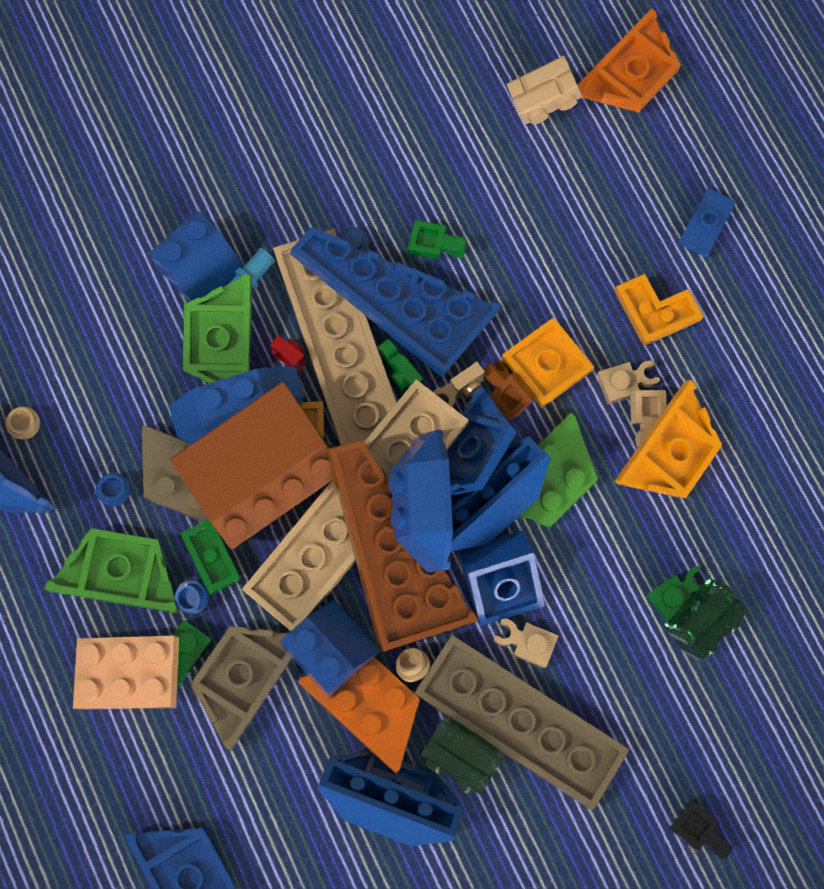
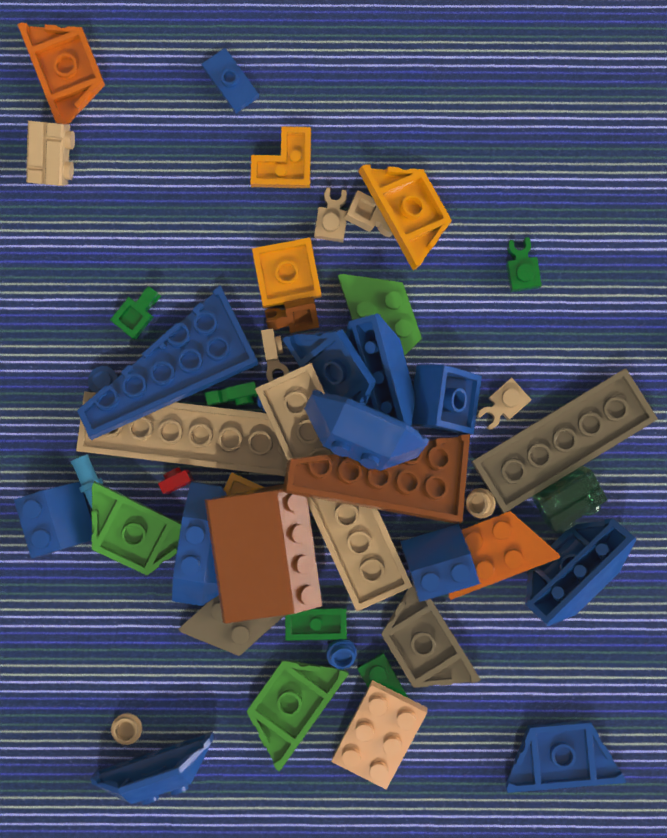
camera: 60 degrees left, 10 degrees up
(113, 489) = (220, 678): blue plate -> none
(706, 619) = (555, 256): clear green brick -> none

